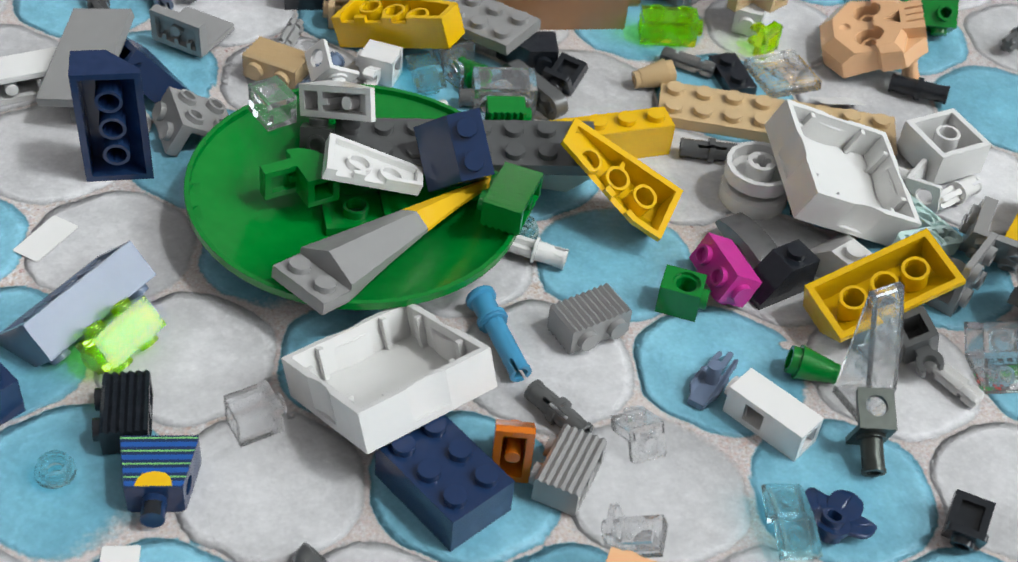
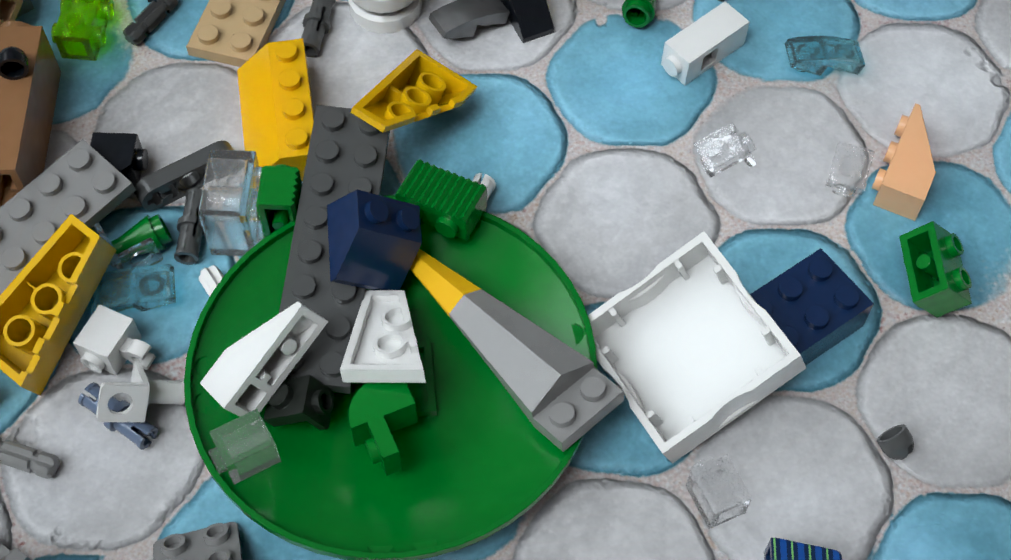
camera: 80 degrees left, 15 degrees up
(271, 58) = (90, 467): tan brick -> none
(493, 321) = (579, 257): dark azure pin -> none
(514, 448) = (761, 248): orange slope -> none
(543, 396) = (699, 214): dark grey pin -> none
(566, 73) = (164, 139): black bracket -> none
(568, 469) = (778, 212): light grey brick -> none
(589, 319) = (581, 169): light grey brick -> none
(654, 74) = (176, 50): tan cone -> none
(682, 293) = (545, 85): green brick -> none
(709, 382) = (657, 84): sand blue piece -> none
(727, 270) = (522, 41): dark pink brick -> none
(839, 515) = (810, 20): dark blue plate -> none

